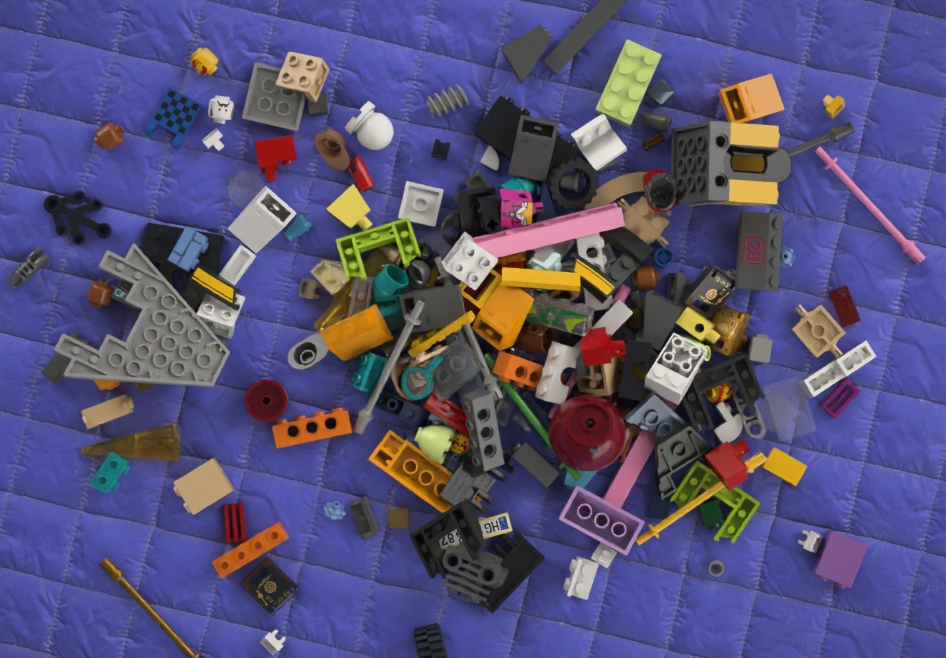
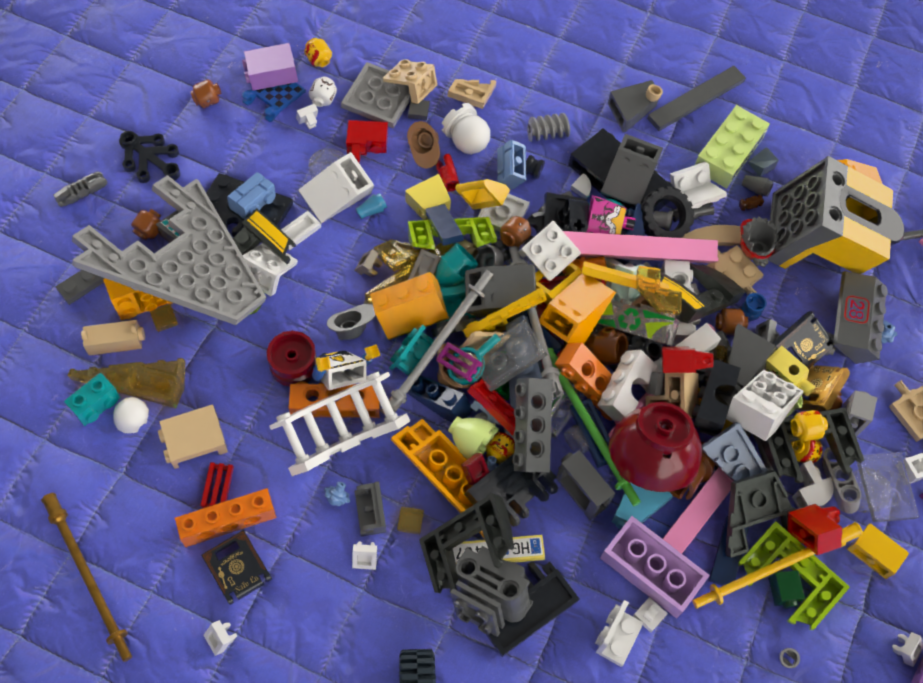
camera: 10 degrees right, 25 degrees down
(145, 476) = (130, 415): none -> white hair
(162, 91) = (269, 66): none -> brick
(311, 402) = (343, 368): none -> torso
(332, 463) = (347, 440): none -> white fence
(366, 72) = (471, 91): none -> tan wing
(368, 557) = (364, 556): none -> white tile
(370, 245) = (444, 224): none -> dark blue tile
(399, 196) = (490, 195): none -> yellow tile
(419, 155) = (511, 164): none -> medium blue brick
(423, 390) = (471, 369): none -> magenta tile
(436, 243) = (515, 231): none -> dark orange head
(442, 472) = (475, 468): none -> dark red tile
(546, 44) = (653, 93): none -> tan hinge
(561, 288) = (660, 299): none -> clear yellow tile
(714, 381) = (809, 425): none -> yellow head

